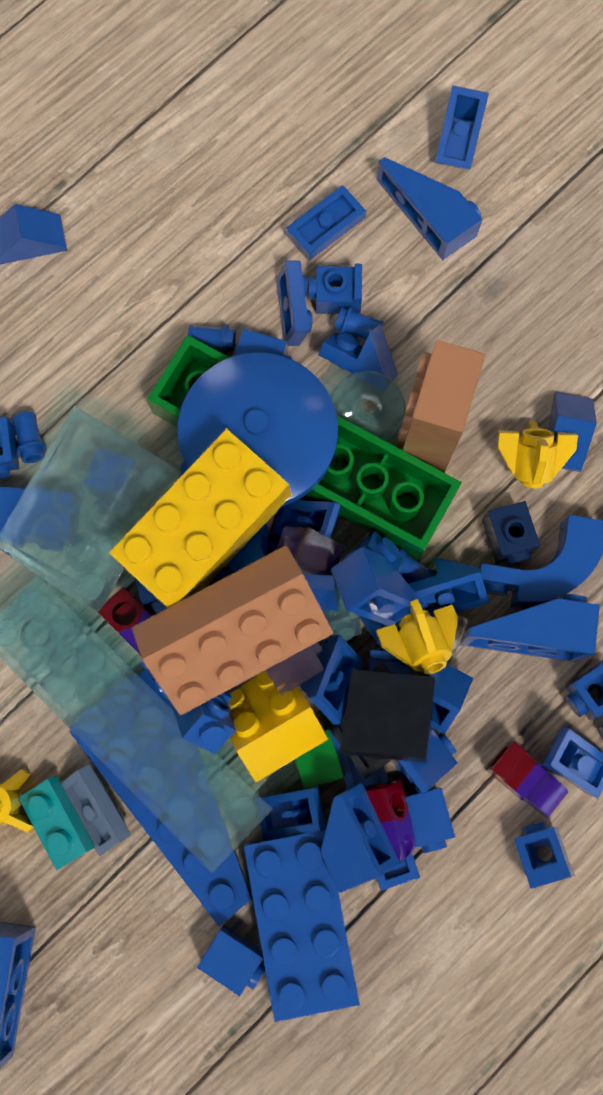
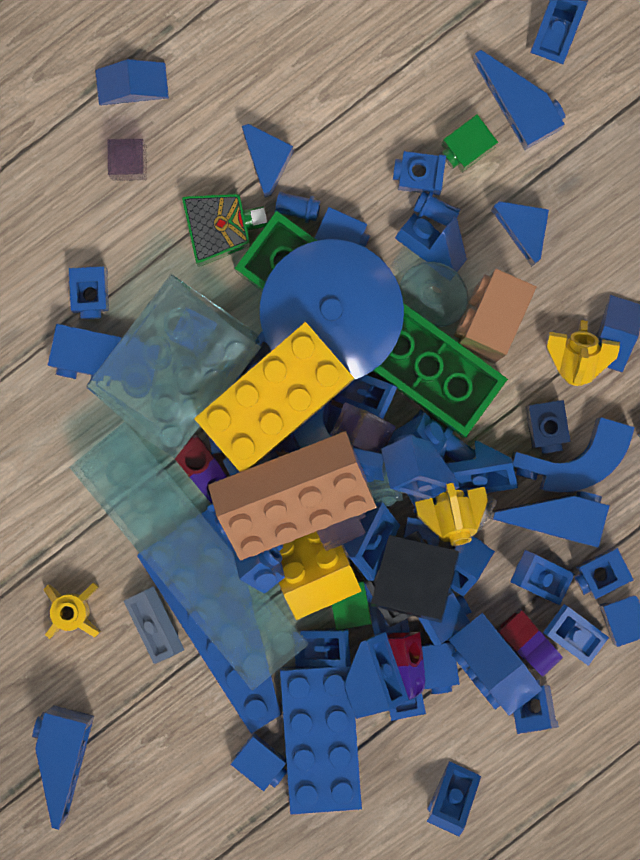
camera: 10 degrees right, 10 degrees up
(25, 308) = (127, 159): none -> clear purple brick
(28, 437) = (120, 283): blue pin -> none
(56, 822) = (120, 631): teal plate -> none
(128, 364) = (220, 225): none -> torso
(176, 289) = (268, 156): none -> blue slope
(292, 292) = (378, 169): blue plate -> none
(326, 222) = (418, 103): blue plate -> none
(384, 254) = (468, 144): none -> green brick
(450, 323) = (525, 227): none -> blue slope
(466, 979) = (453, 799): none -> blue slope
(493, 809) = (493, 666): none -> blue brick
(529, 702) = (542, 577): none -> blue slope

